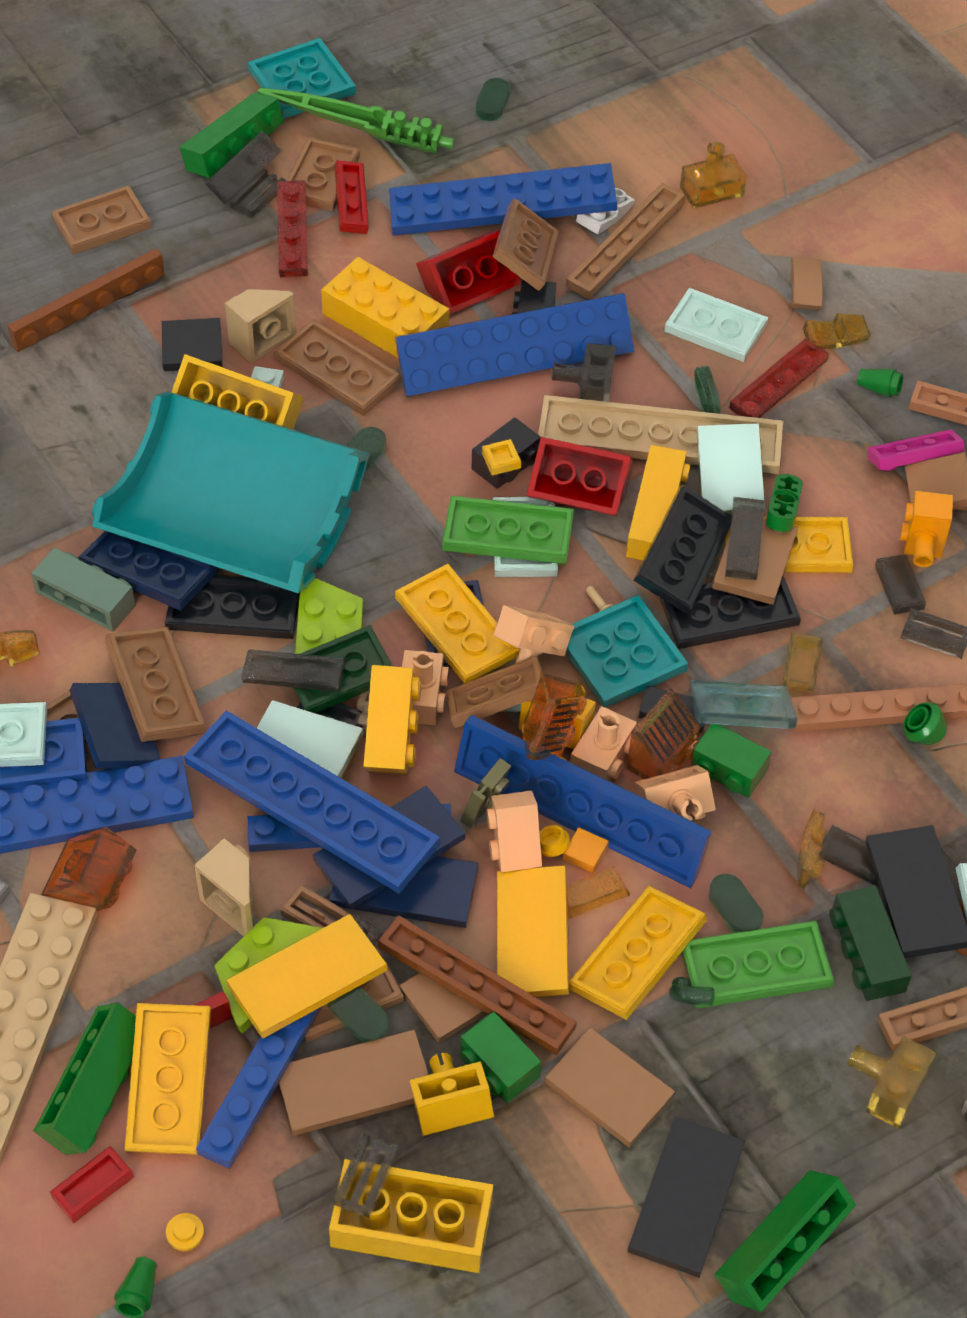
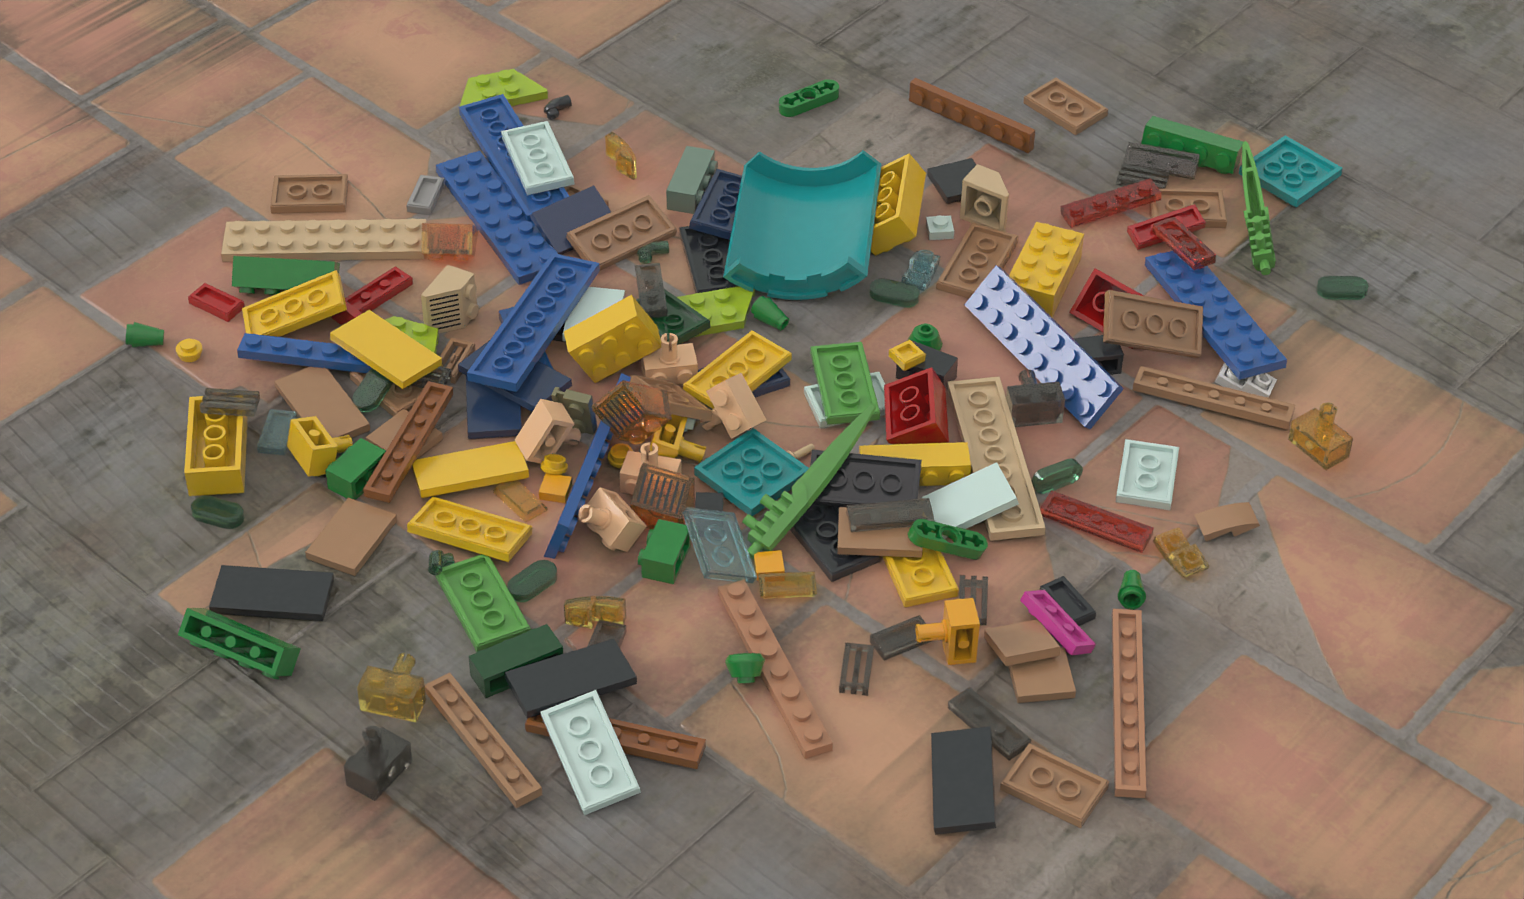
camera: 75 degrees right, 10 degrees down
(147, 971) = (380, 290): none -> red tile
(194, 663) = (652, 249): none -> clear green arm
(332, 419) = (921, 269): none -> clear light blue slope
(359, 571) = (769, 313): none -> green cone
(401, 185) = (1184, 243): none -> clear red plate
(410, 1147) = (275, 432): none -> clear light blue tile
(455, 444) = (926, 335): none -> green cone
(519, 1241) = (217, 512): none -> clear green tile
(690, 602) = (790, 507): none -> bright green piece
(766, 670) = (768, 562): none -> light orange tile
(861, 507) = (974, 583): none -> clear smoke tile
(877, 434) = (1070, 600): none -> black tile

